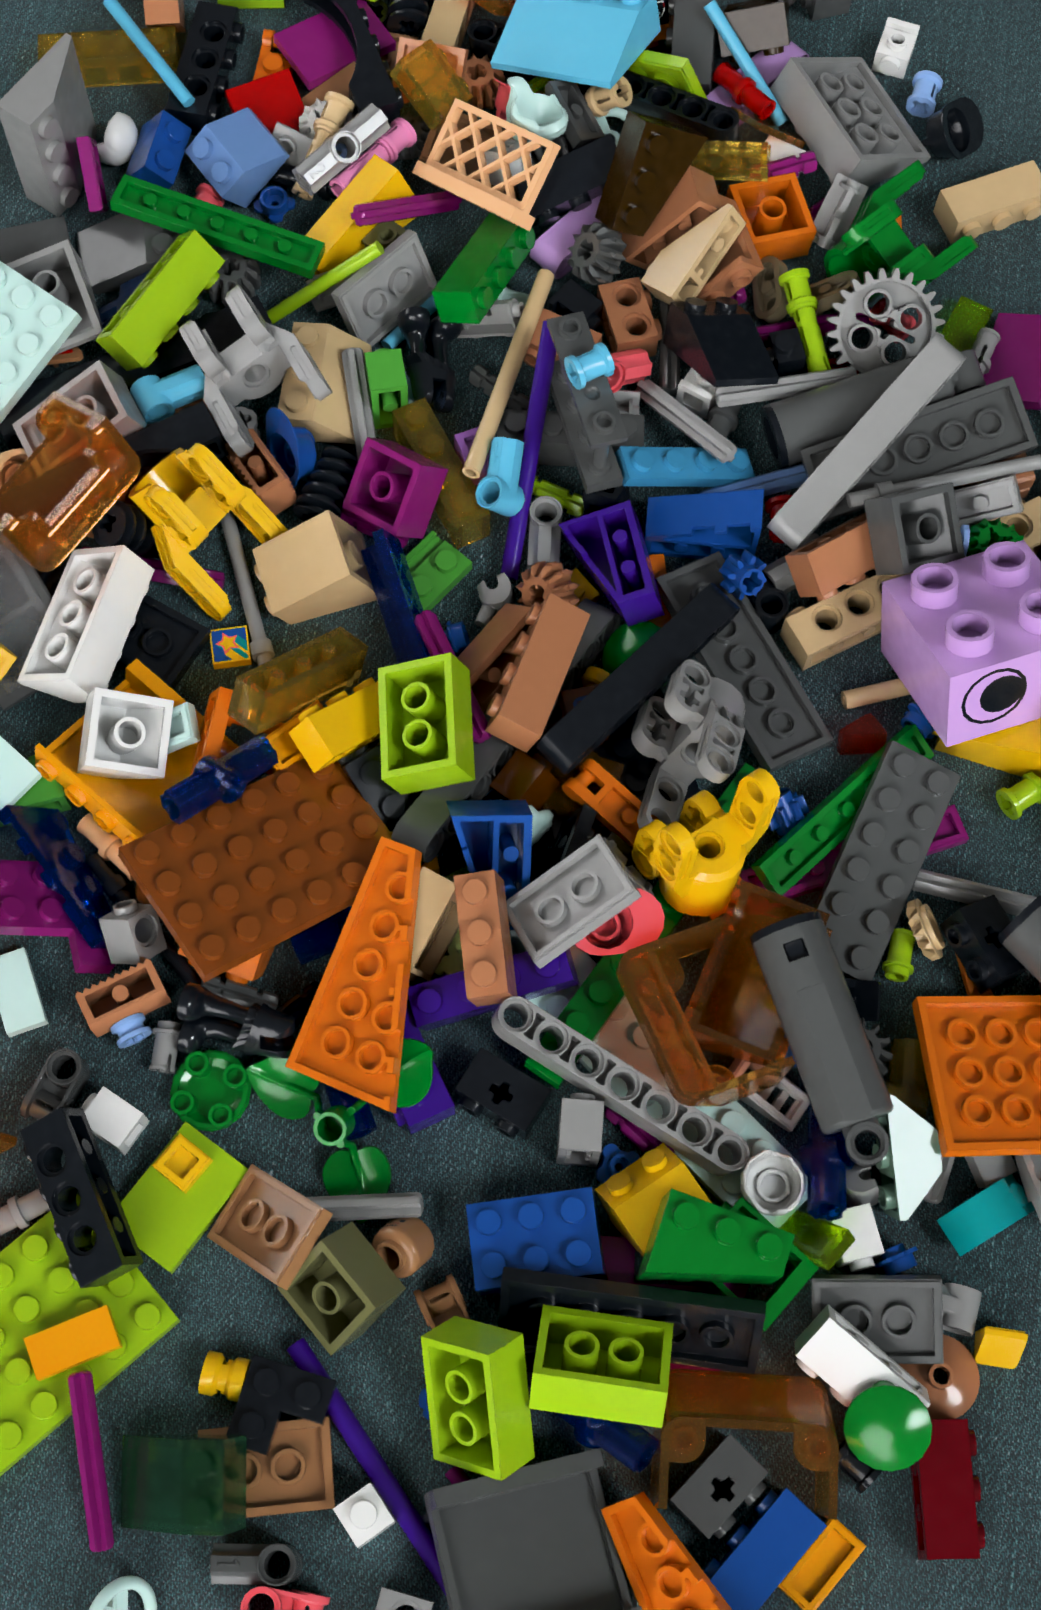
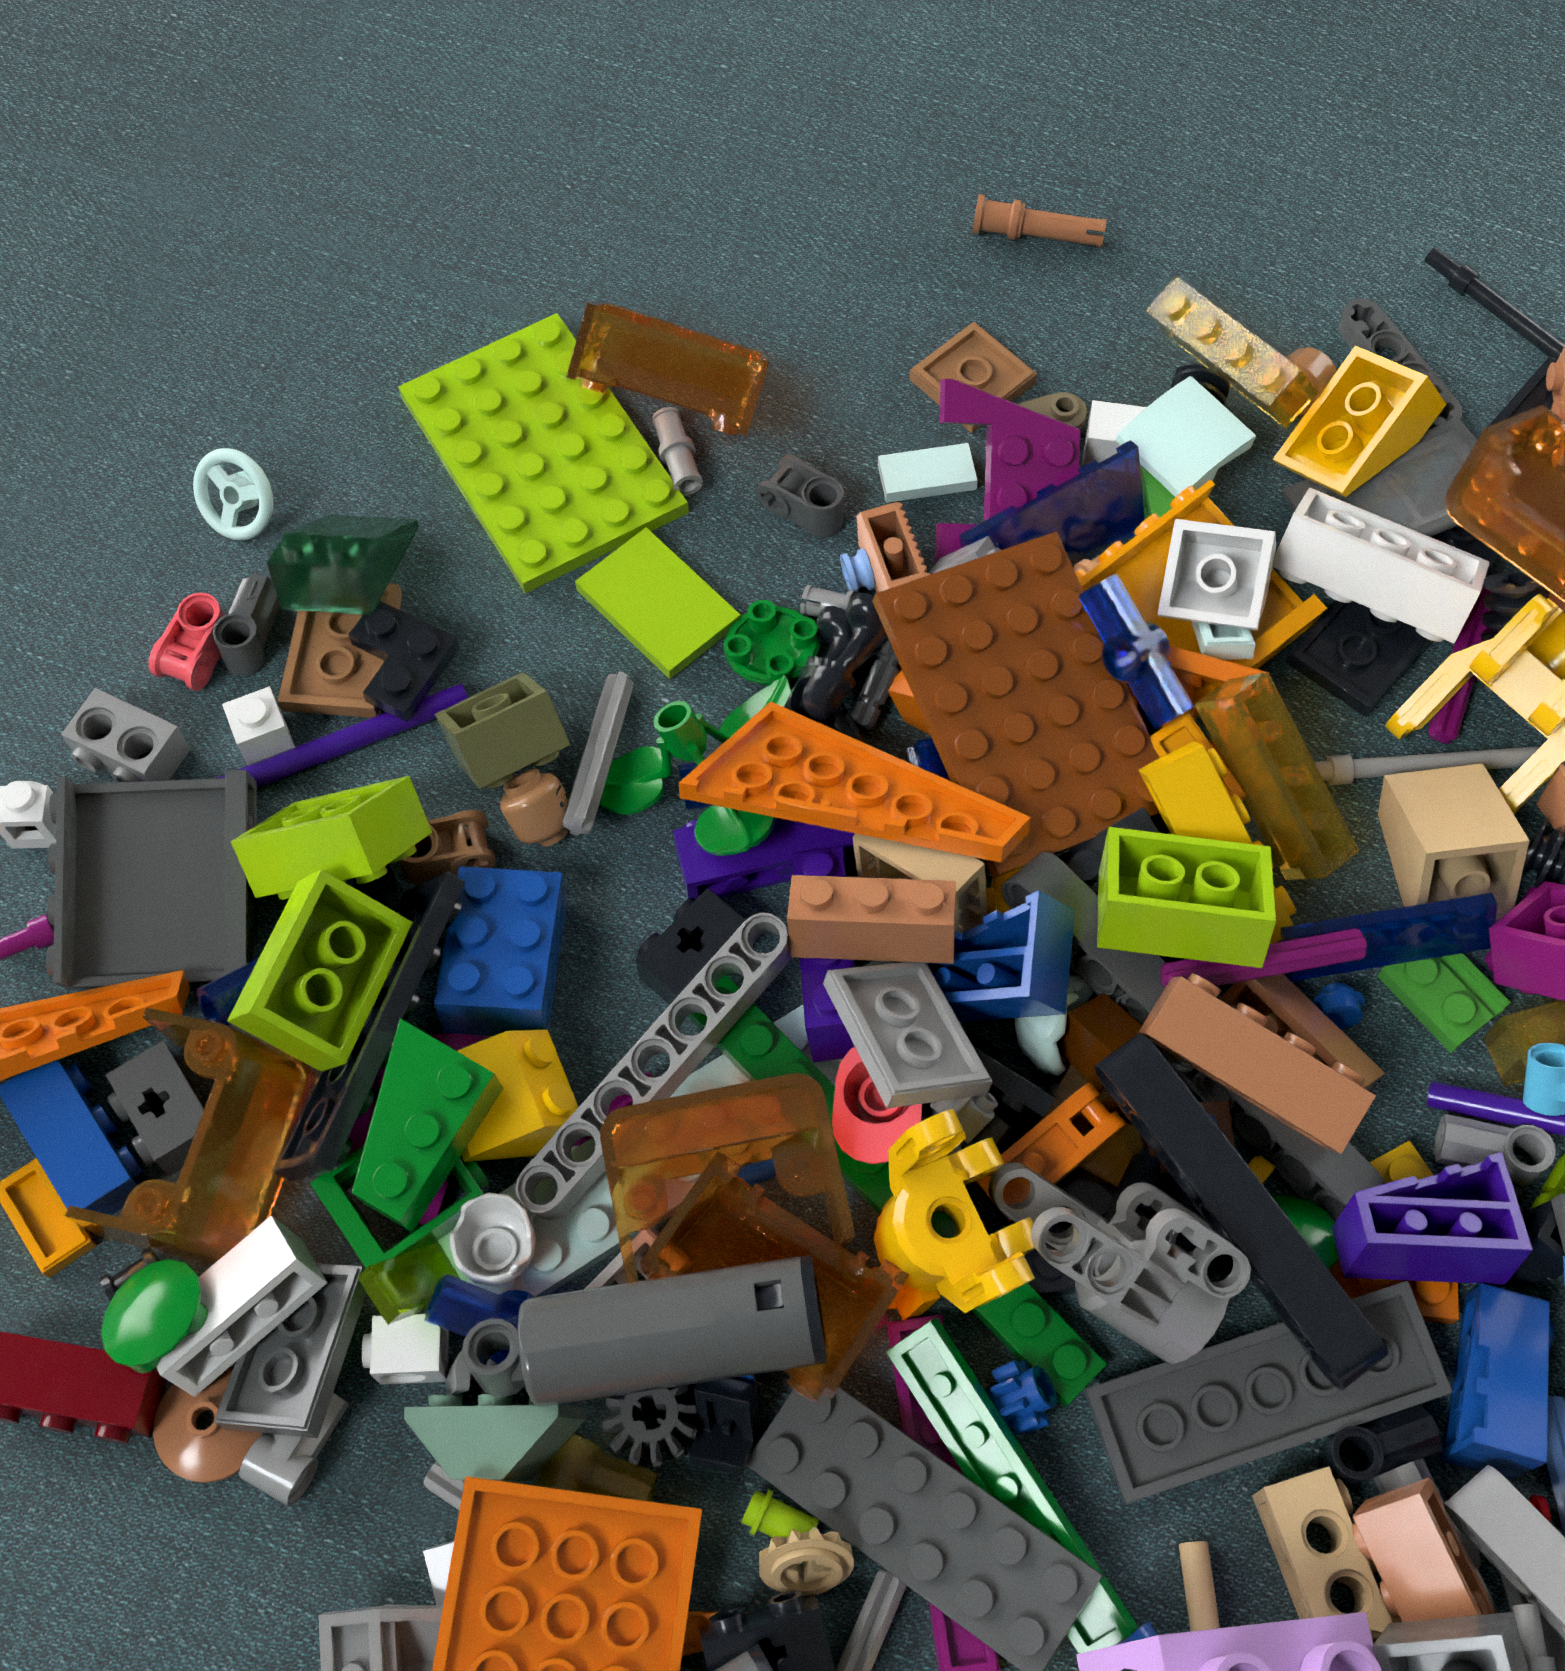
camera: 105 degrees right, 5 degrees down
(72, 1342) = (520, 477): light orange tile -> none
(91, 1461) = (399, 486): magenta axle -> none
(99, 1206) = (668, 489): black brick -> none
(114, 1119) = (755, 543): white brick -> none
(182, 1163) = (690, 602): yellow tile -> none
(223, 1375) = (451, 611): yellow wheel -> none
(230, 647) = (1347, 733): tile -> none
(269, 1226) = (589, 665): medium nougat tile -> none
(493, 599) = (1402, 1078): light grey piece -> none
(545, 579) = (1399, 1129): nougat gear -> none
(580, 1130) = (615, 1016): light grey brick -> none
(610, 1158) = (587, 1065): blue plate -> none
(743, 575) = (1401, 1406): blue gear -> none
(862, 736) = (1127, 1546): clear red slope -> none
(897, 1259) = (363, 1400): blue plate -> none
(985, 1214) = (385, 1541): teal brick -> none
(999, 1346) = (220, 1514): yellow slope -> none

